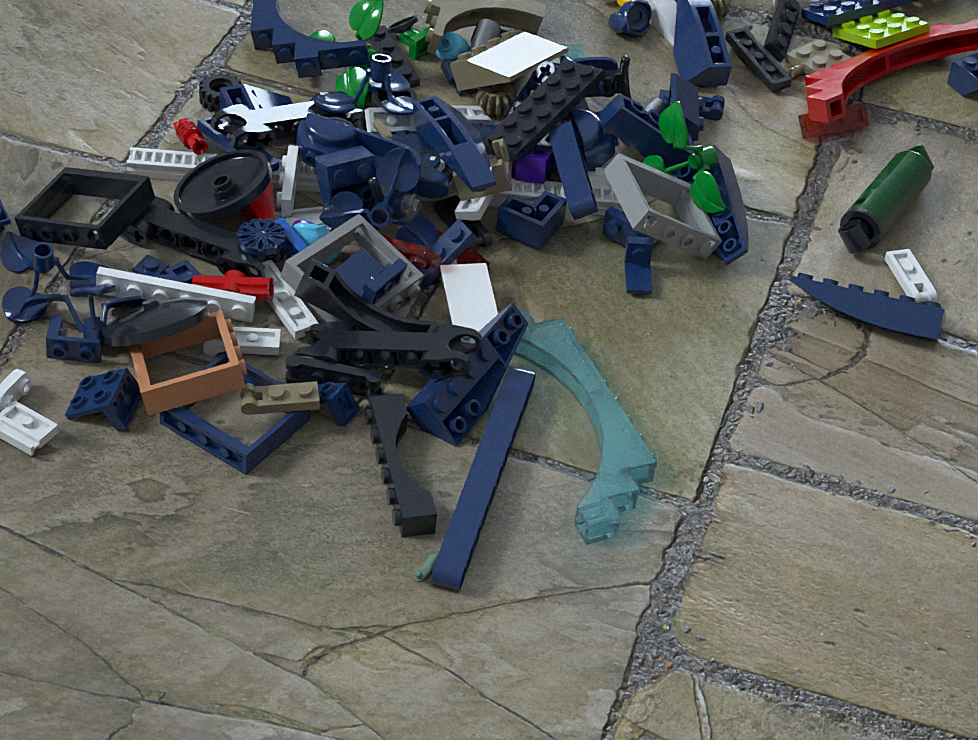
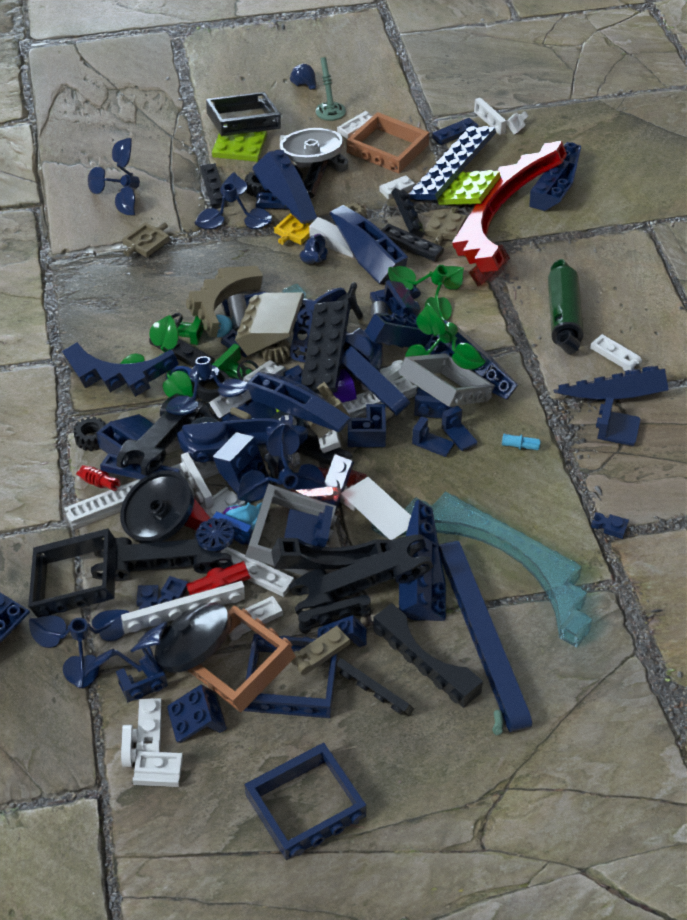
camera: 25 degrees left, 5 degrees up
(50, 386) = (149, 725): none -> white plate
(147, 496) = (290, 770): none -> dark blue window
(310, 458) = (381, 692): none -> black plate
(436, 84) = (229, 364): none -> green piece
(590, 259) = (429, 441): none -> dark blue bracket
(704, 313) = (521, 442): none -> medium azure axle
(728, 138) = (449, 276): none -> green plant
(740, 447) = (612, 526): none -> dark blue plate
(837, 349) = (616, 426): none -> dark blue bracket

